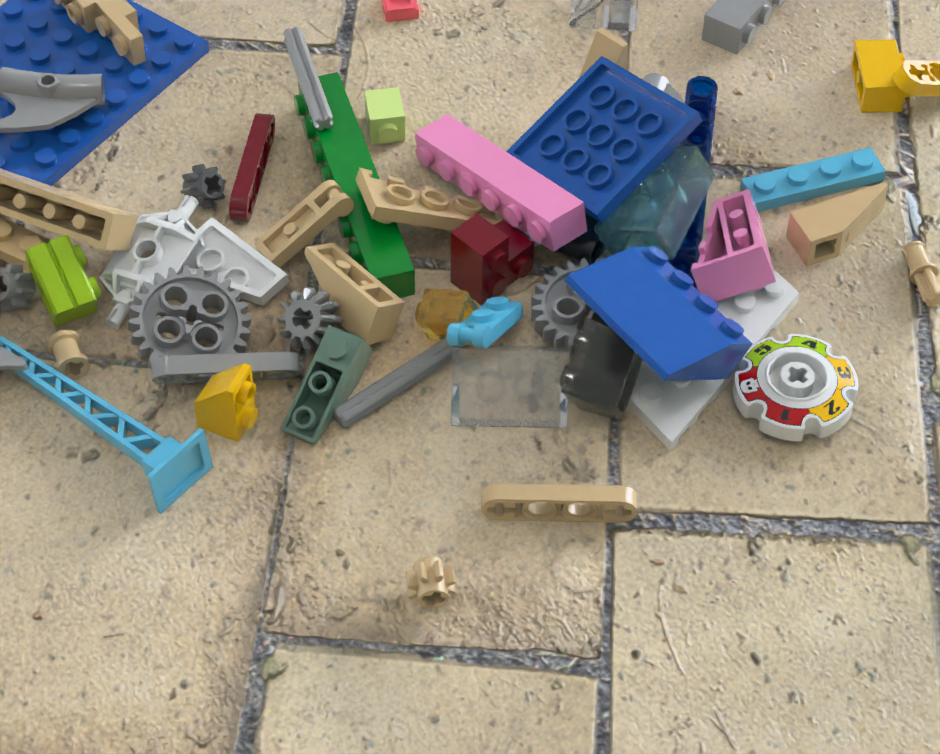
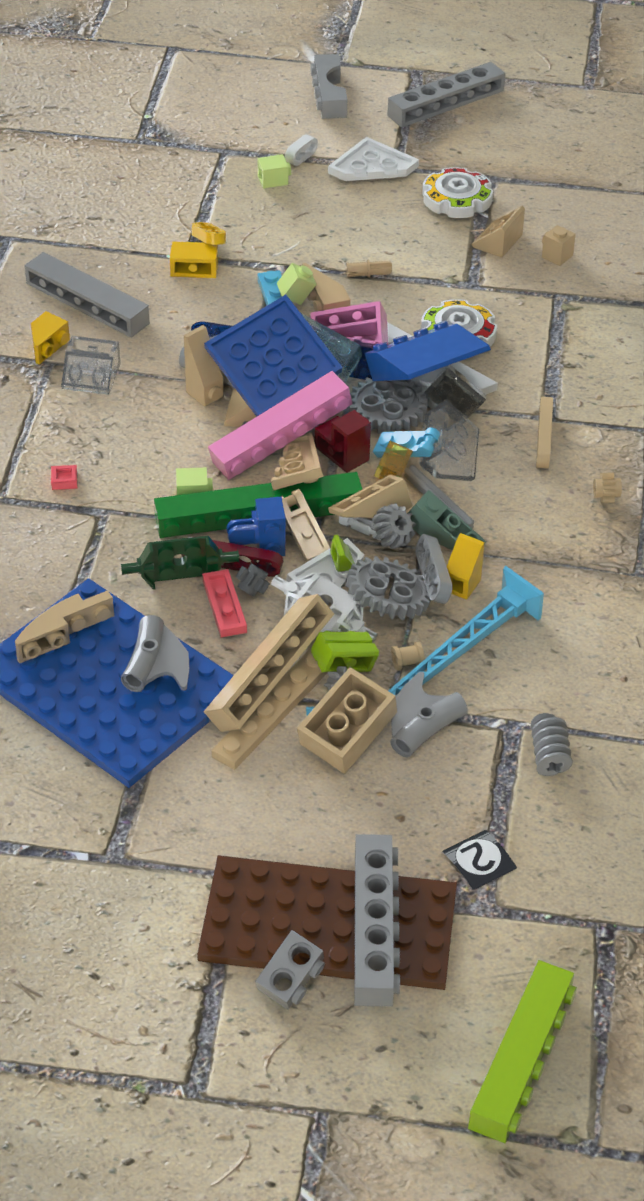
camera: 85 degrees left, 5 degrees down
(164, 167) = (224, 603): none -> coral plate
(220, 97) = (159, 564): none -> dark green plate
(242, 263) = (341, 554): none -> lime slope
(287, 179) = (264, 527): none -> blue brick
(308, 78) = (163, 509): light grey axle -> none
(833, 178) = (296, 283): none -> yellowish green brick

